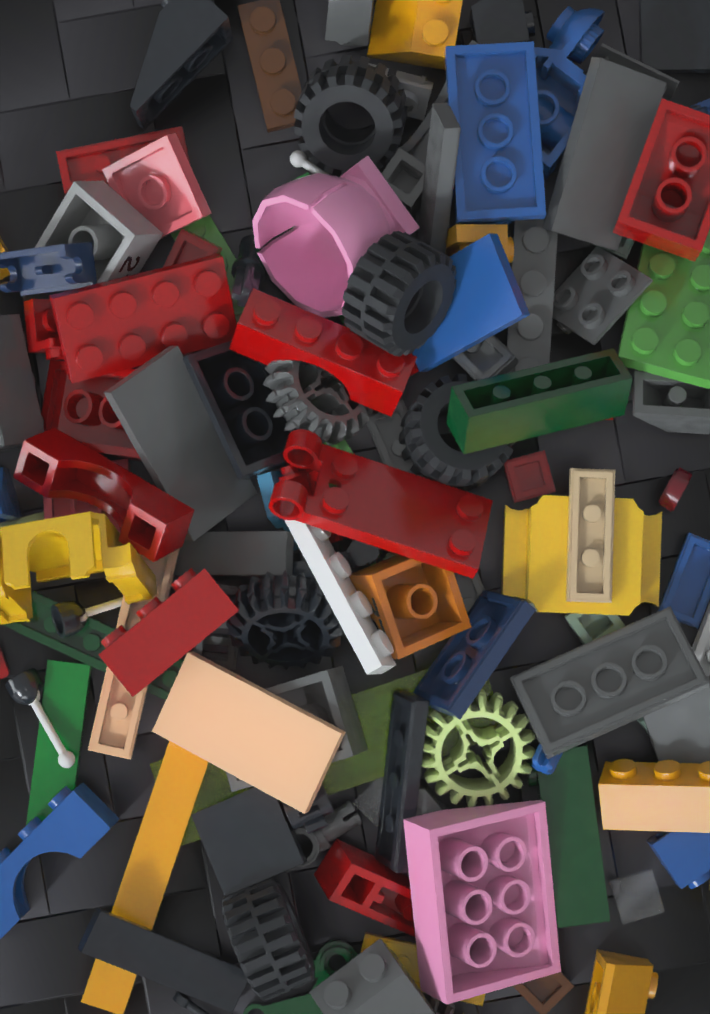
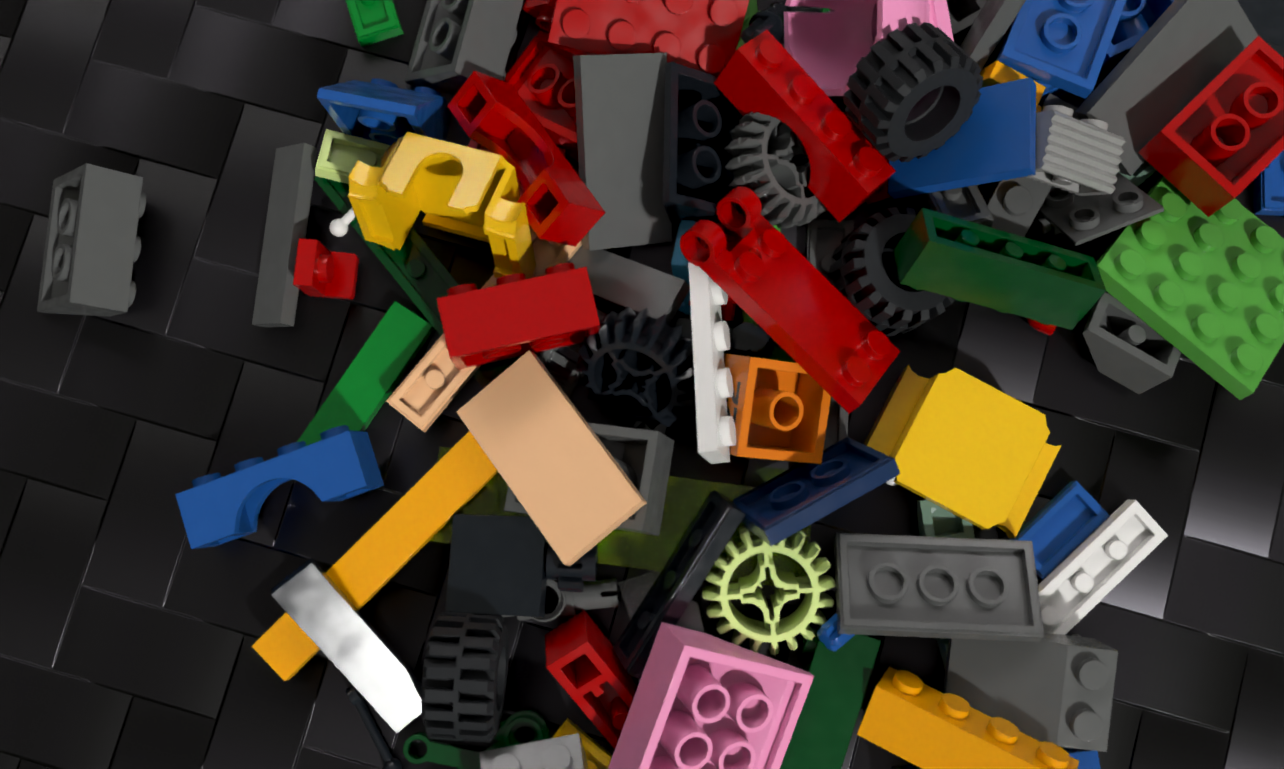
camera: 30 degrees right, 5 degrees down
(27, 690) = (361, 318): hinge -> none
(71, 616) = (436, 267): black hinge -> none
(529, 476) = (940, 350): red tile -> none
(556, 272) = (1076, 152): none -> light grey brick
(590, 535) = (986, 429): tan tile -> none
(675, 489) = (1082, 431): dark red tile -> none

